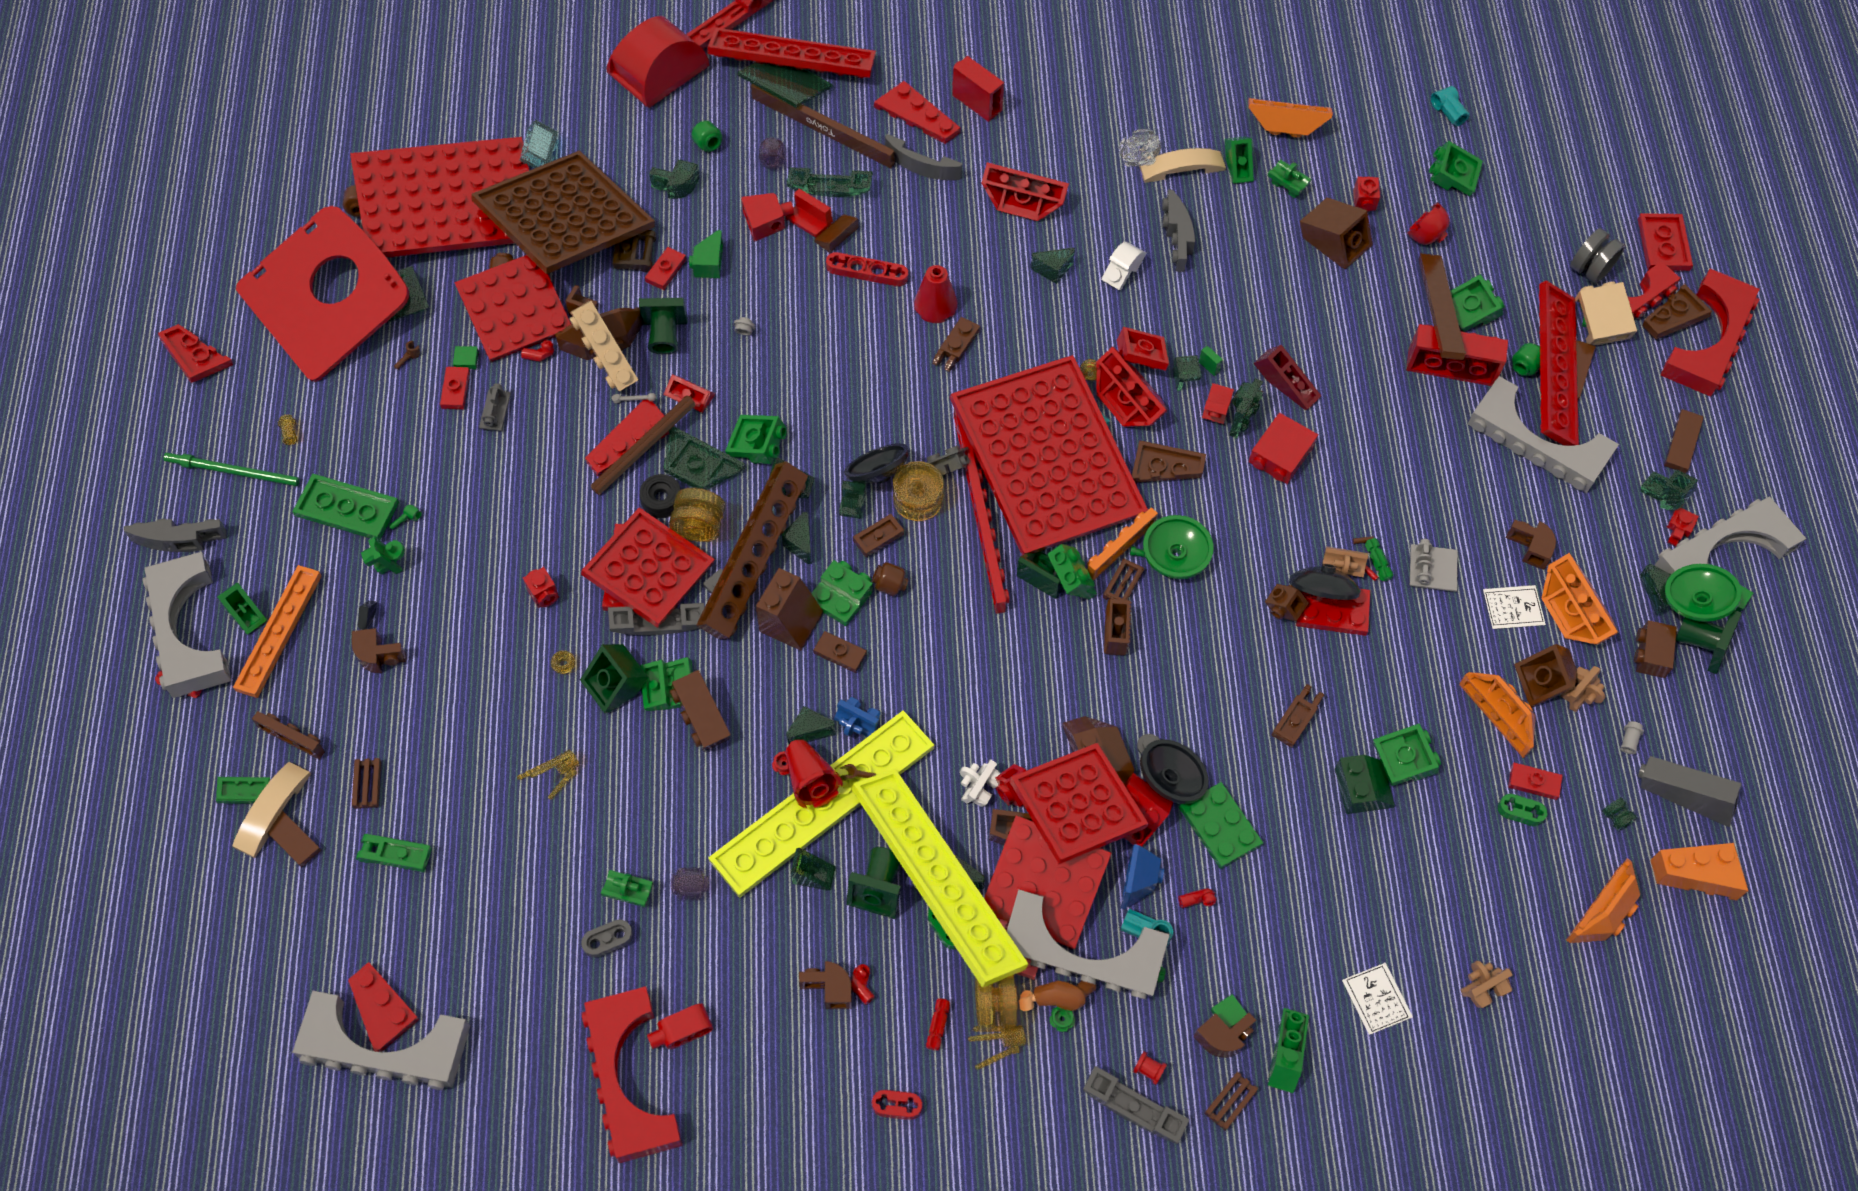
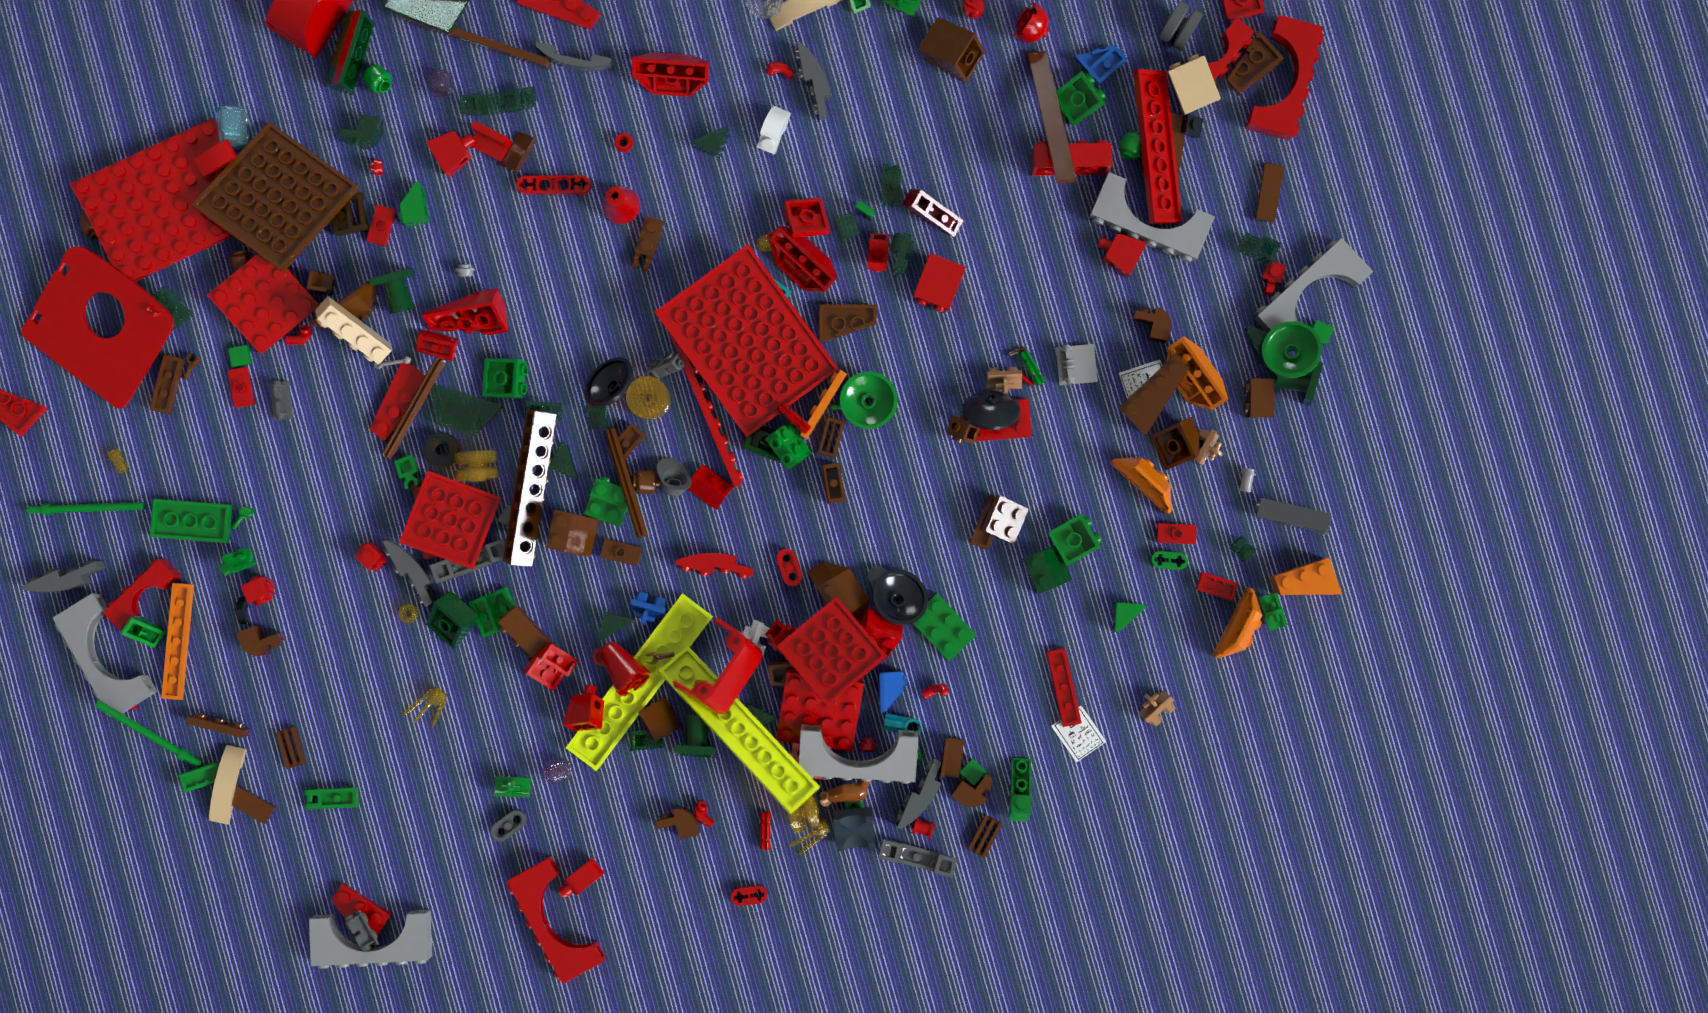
camera: 10 degrees left, 25 degrees up
(231, 756) = (182, 754): none -> green bar
(279, 555) = (160, 575): none -> red arch
(374, 366) = (167, 384): none -> reddish brown plate
(378, 1032) = (367, 936): none -> dark grey hinge
(395, 595) = (258, 590): none -> red brick
(513, 161) = (215, 157): none -> red slope
(583, 612) = (407, 564): none -> dark grey slope
(614, 508) = (406, 470): none -> green plate
(679, 213) = (376, 167): none -> red plate
(687, 107) = (350, 51): none -> dark green slope
(718, 754) = (550, 666): none -> red slope
(744, 369) = (476, 312): none -> red wedge
(745, 816) = (584, 711): none -> red torso
(836, 851) = (659, 719): none -> reddish brown piece
(868, 571) = (625, 482): none -> reddish brown axle
(924, 582) = (673, 477): none -> dark grey piece
(932, 818) = (733, 678): none -> red windscreen
(943, 682) = (707, 562): none -> red slope
(956, 241) = (619, 138): none -> red plate
(964, 603) = (710, 487): none -> red panel
(1042, 713) = (789, 567): none -> red plate
(1058, 1043) = (854, 828): none -> black brick
(1086, 543) = (794, 418): none -> red axle
(1096, 946) = (868, 745): none -> red plate
(1144, 213) = (779, 67): none -> red arm
(1149, 1030) = (917, 802): none -> dark grey slope
(1204, 987) = (951, 757): none -> reddish brown panel
(1244, 344) = (890, 186): none -> clear green hinge
(1321, 713) = (1005, 519): none -> plate
(1365, 933) = (1063, 687): none -> red tile
(1459, 857) = (1124, 614): none -> green slope
(1503, 462) = (1122, 253): none -> red torso
(1504, 277) = (1102, 62): none -> blue wing
(1526, 610) = (1151, 397): none -> reddish brown wedge
(1582, 853) = (1216, 586): none -> red plate
(1599, 356) = (1192, 126): none -> black plate
(1653, 897) = (1272, 611): none -> green hips

